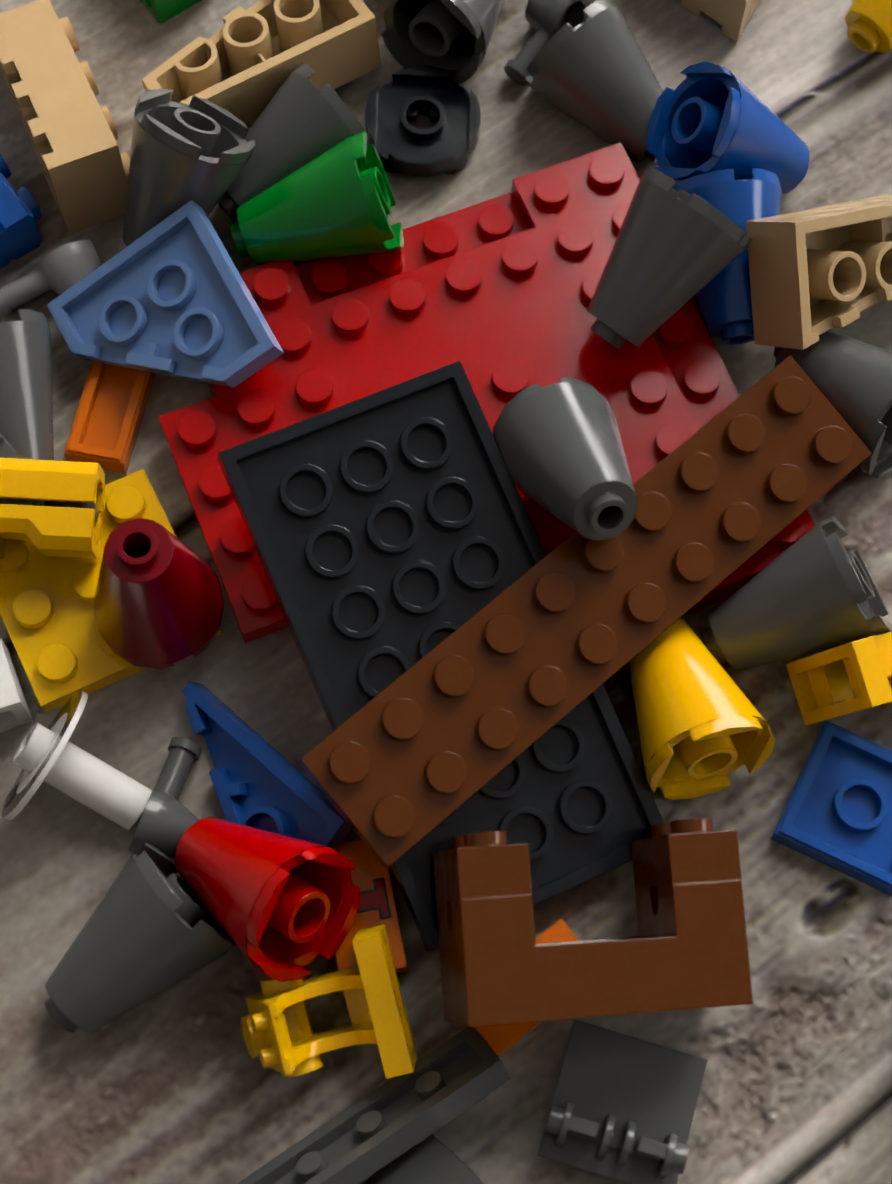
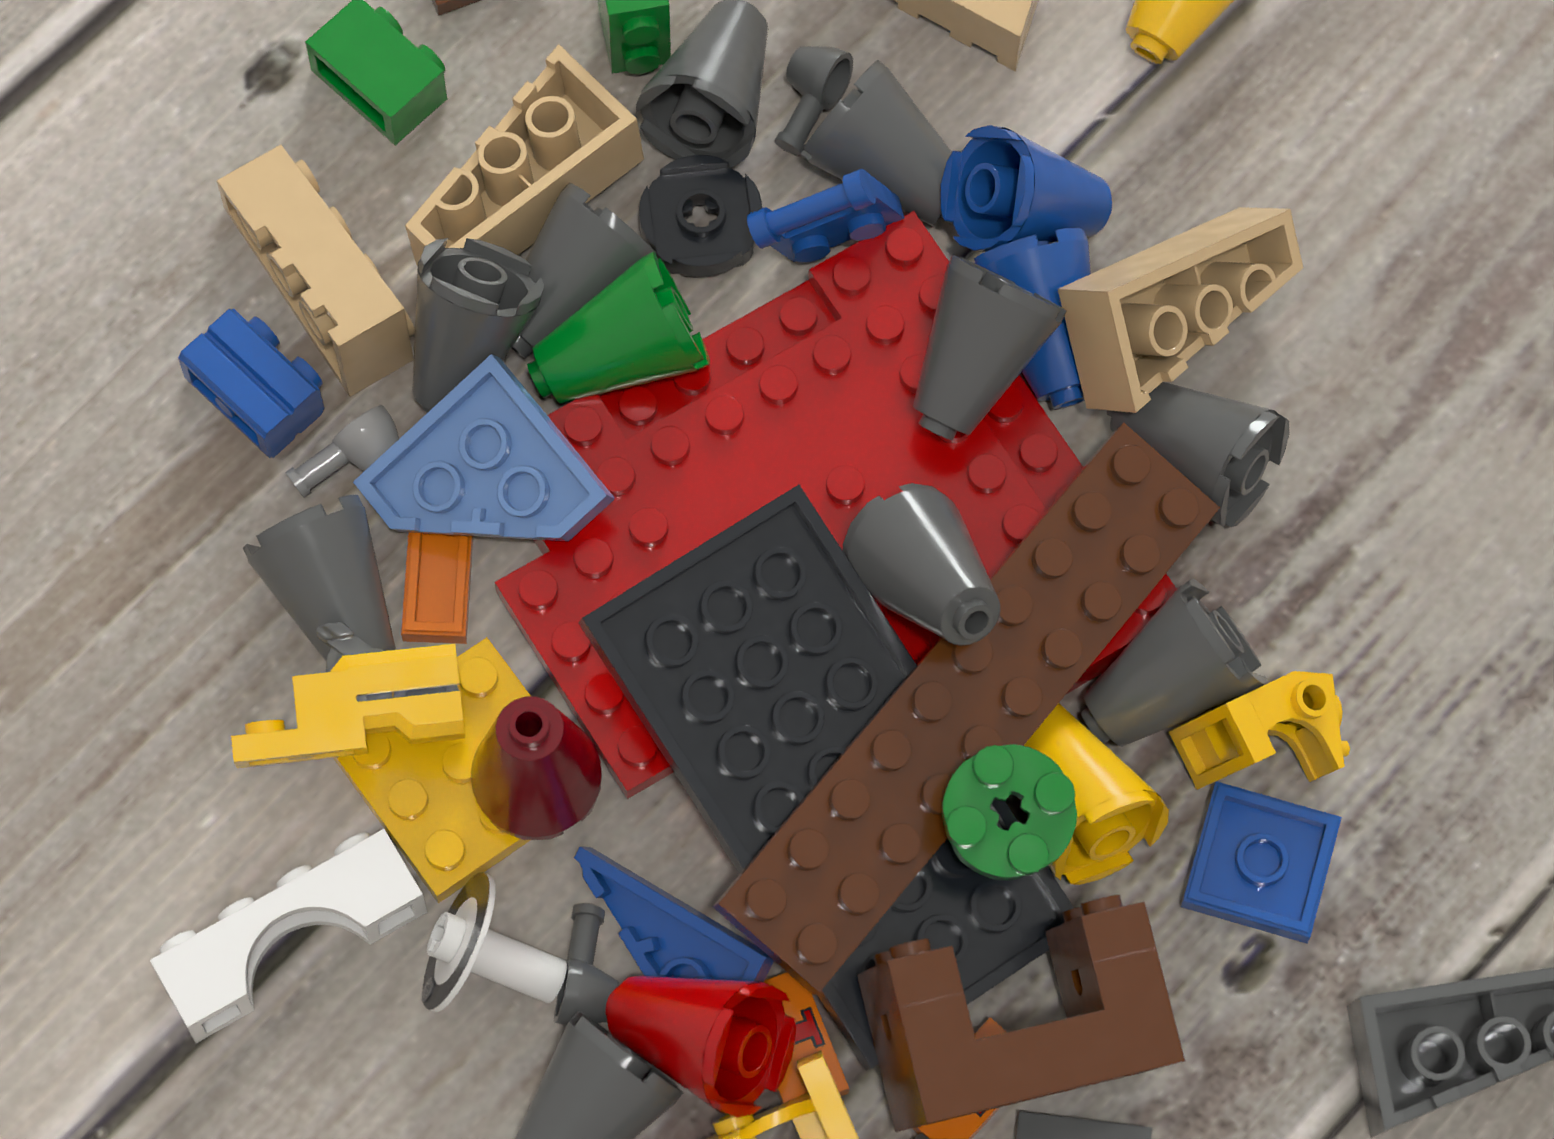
camera: 10 degrees left, 0 degrees up
(537, 132) = (813, 225): none -> blue plate
(651, 705) = (973, 827): none -> green plate

